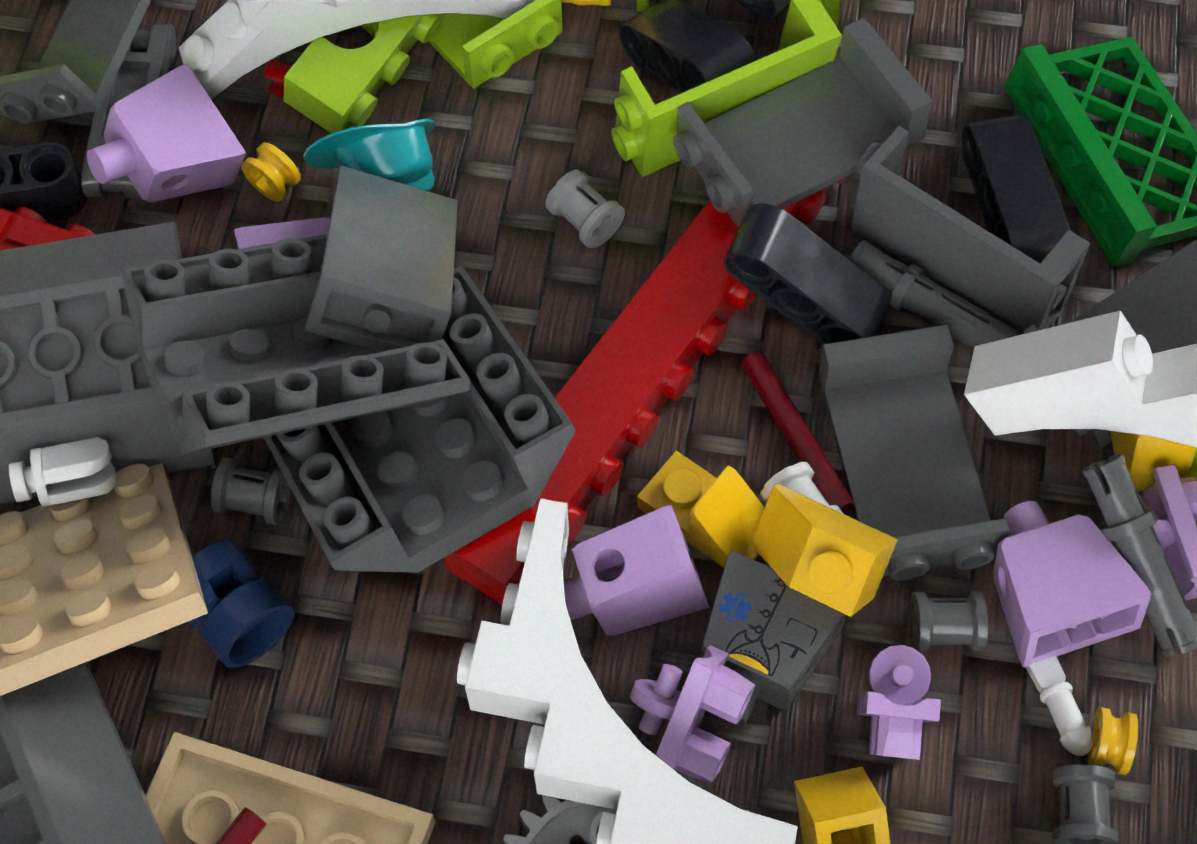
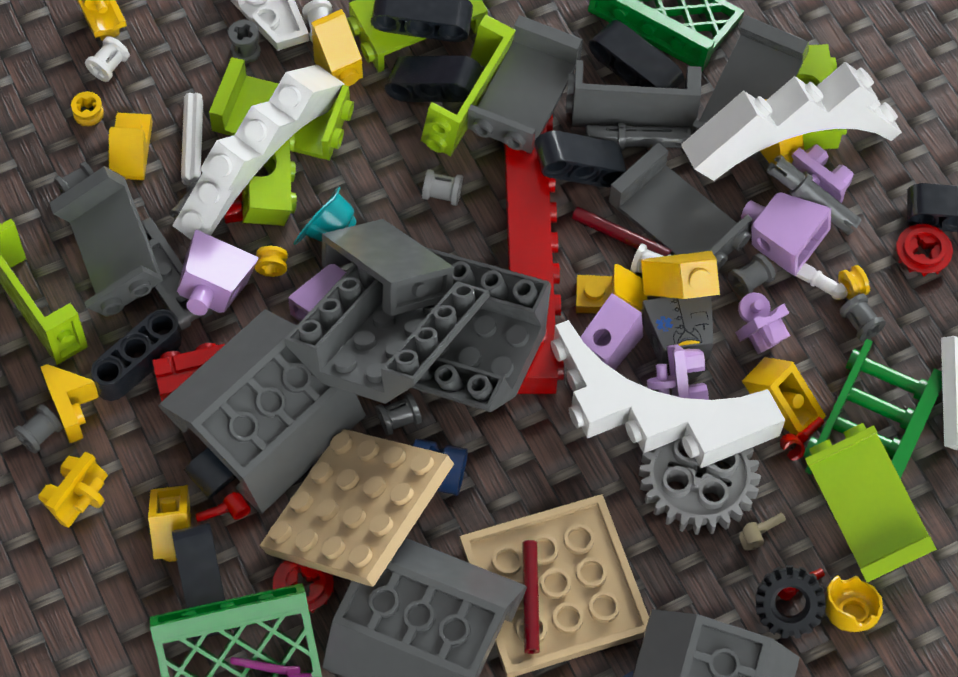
camera: 40 degrees left, 0 degrees up
(65, 472) = (313, 457): white arm -> none

